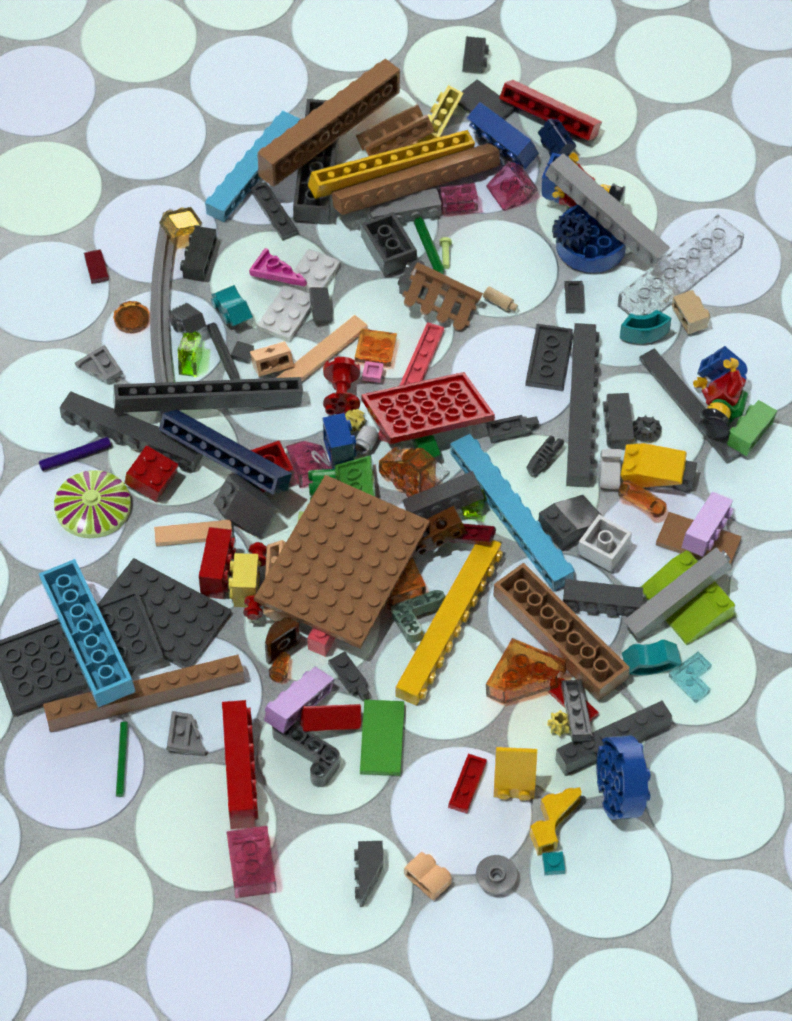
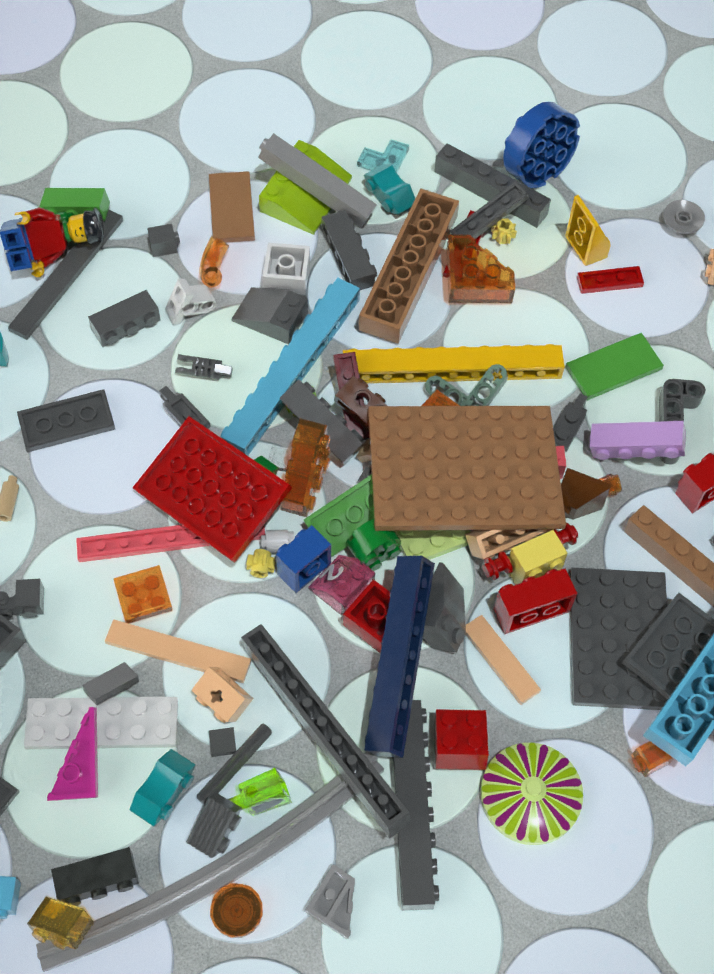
camera: 120 degrees left, 5 degrees up
(74, 454) = (478, 855): dark purple axle -> none
(331, 717) = (632, 405): red slope -> none
(341, 374) = (218, 596): red piece -> none
(372, 372) = (180, 580): bright pink plate -> none
(435, 282) = (41, 559): medium nougat fence -> none
(553, 863) = (638, 186): teal plate -> none
(555, 810) = (617, 198): yellow arch -> none
(581, 405) = (117, 360): dark grey brick -> none
(645, 434) = (107, 297): dark grey gear -> none
(653, 465) = (170, 259): yellow slope -> none
(708, 524) = (217, 192): lavender brick -> none

